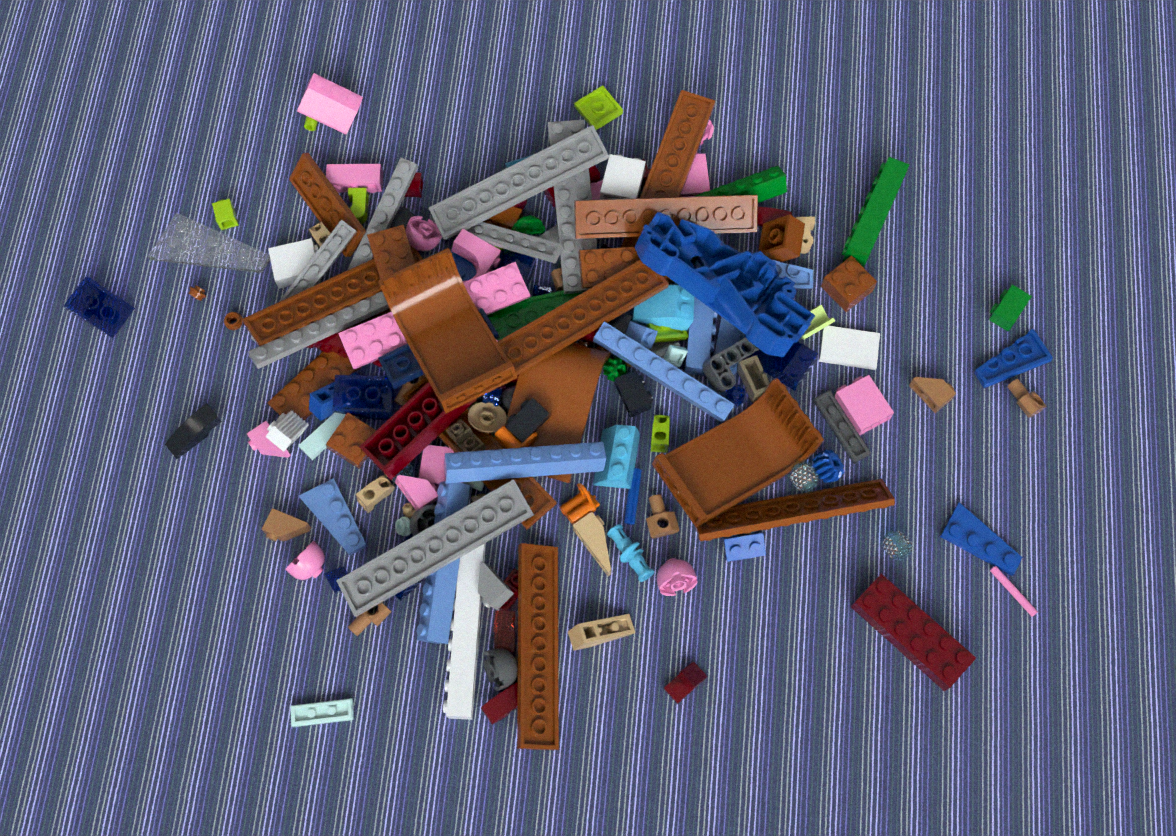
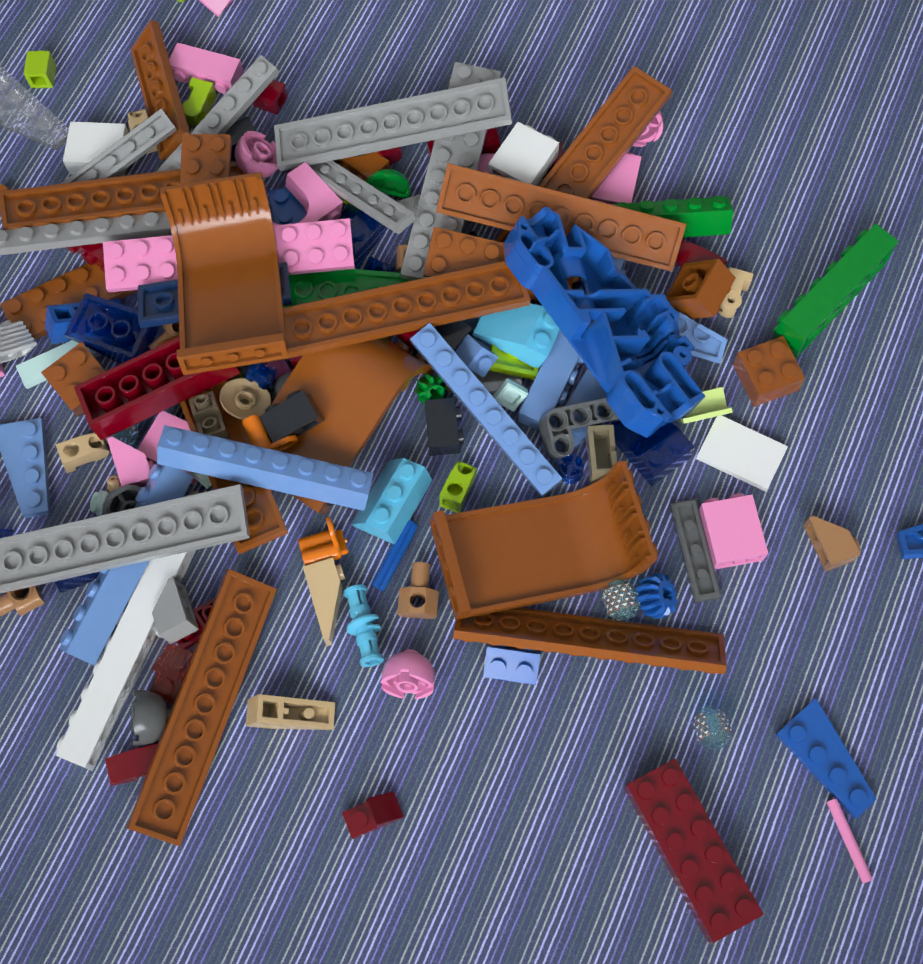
camera: 20 degrees right, 0 degrees up
(598, 108) = (530, 67): lime plate -> none

